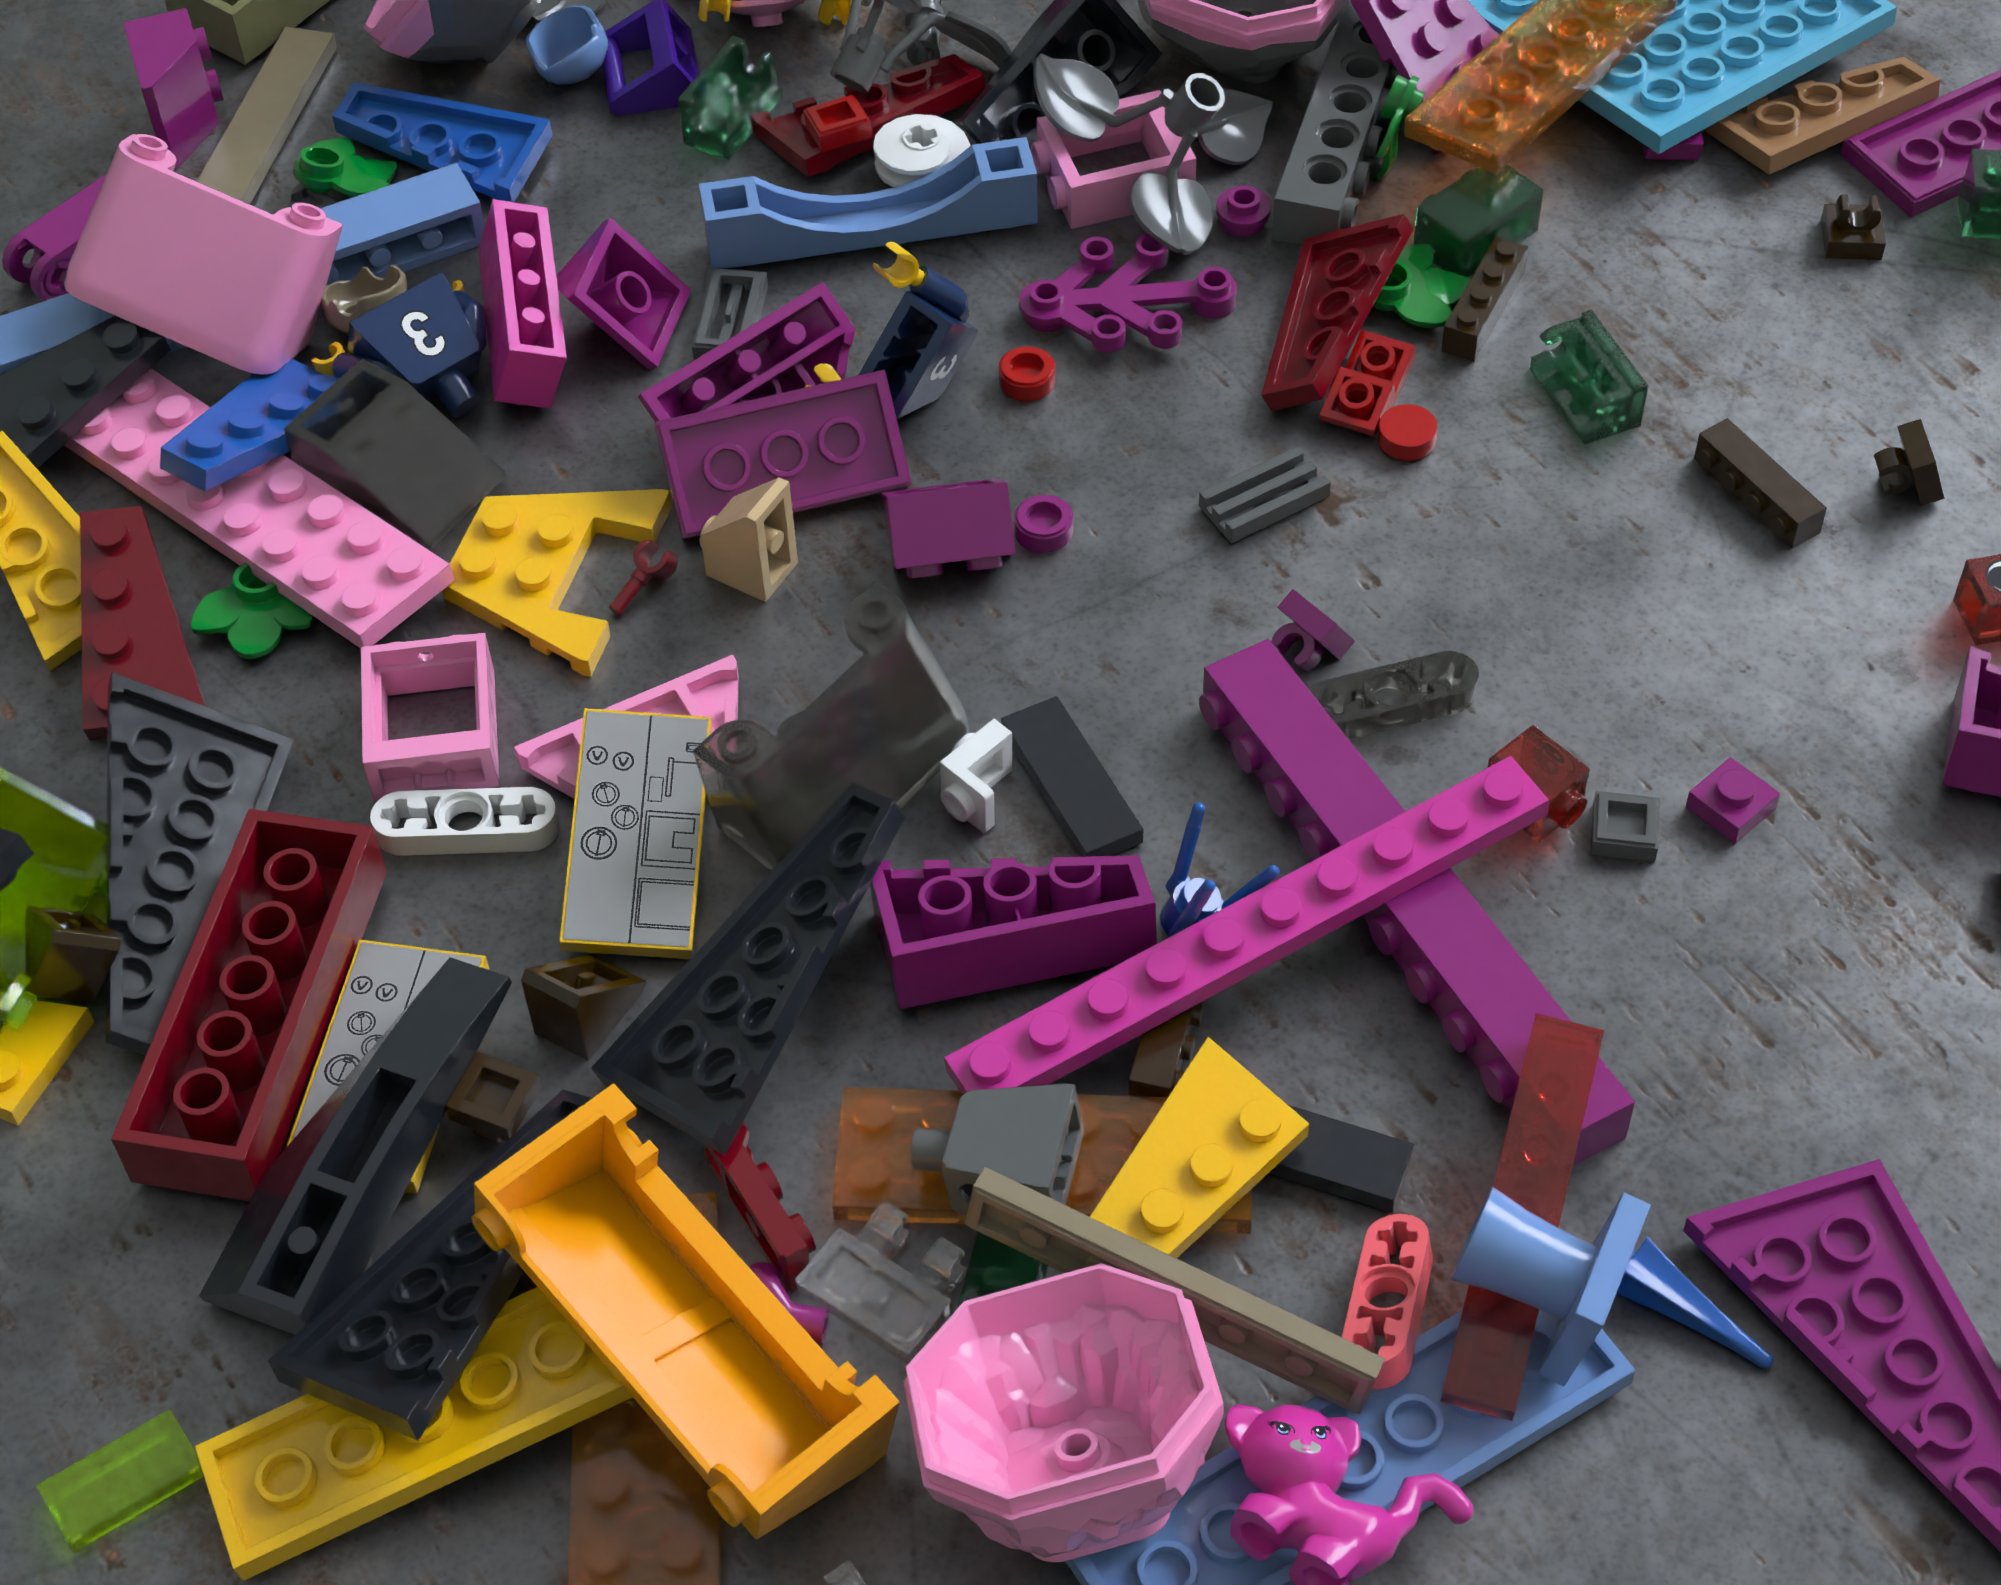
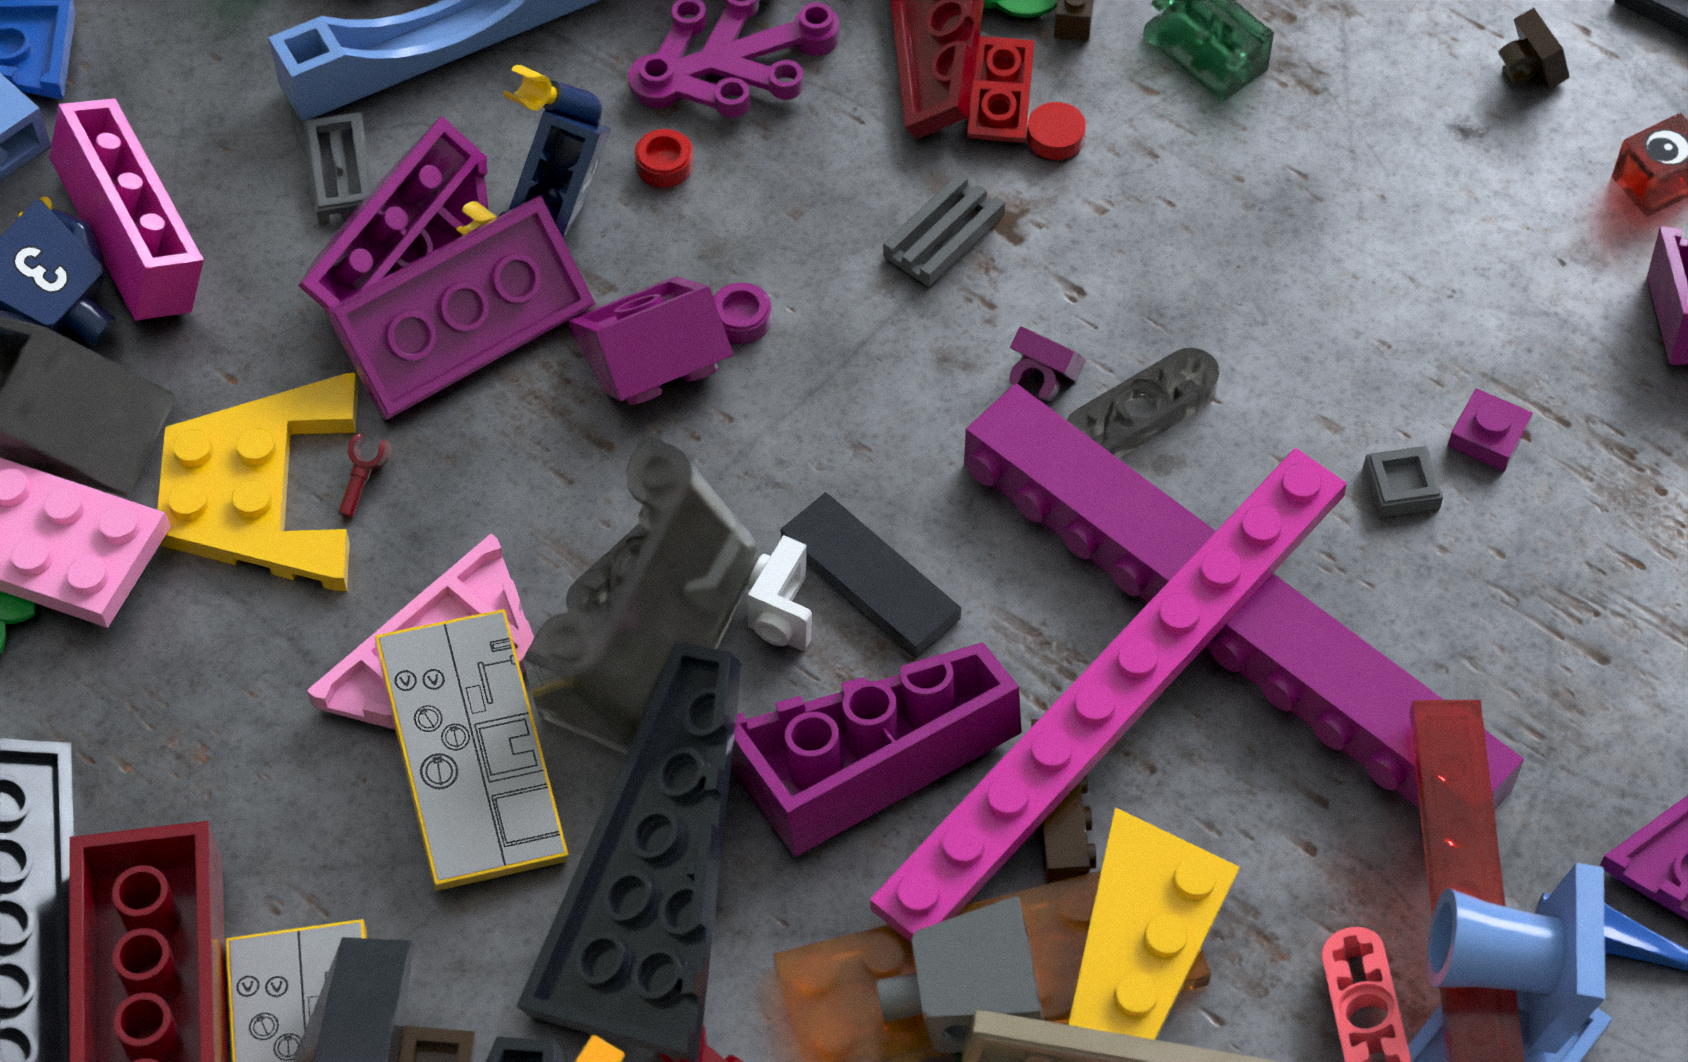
camera: 20 degrees left, 5 degrees up
(420, 805) = (307, 794): white beam -> none
(429, 761) = (225, 730): bright pink window -> none
(579, 1001) = (478, 939): dark brown slope -> none
(625, 292) = (227, 169): magenta slope -> none
(752, 540) = (463, 406): tan slope -> none
(1199, 898) = (1045, 670): blue plant -> none
(1348, 1161) = (1279, 888): black tile -> none
(1555, 773) = (1321, 441): clear red brick -> none
(1760, 483) = (1401, 103): dark brown piece -> none

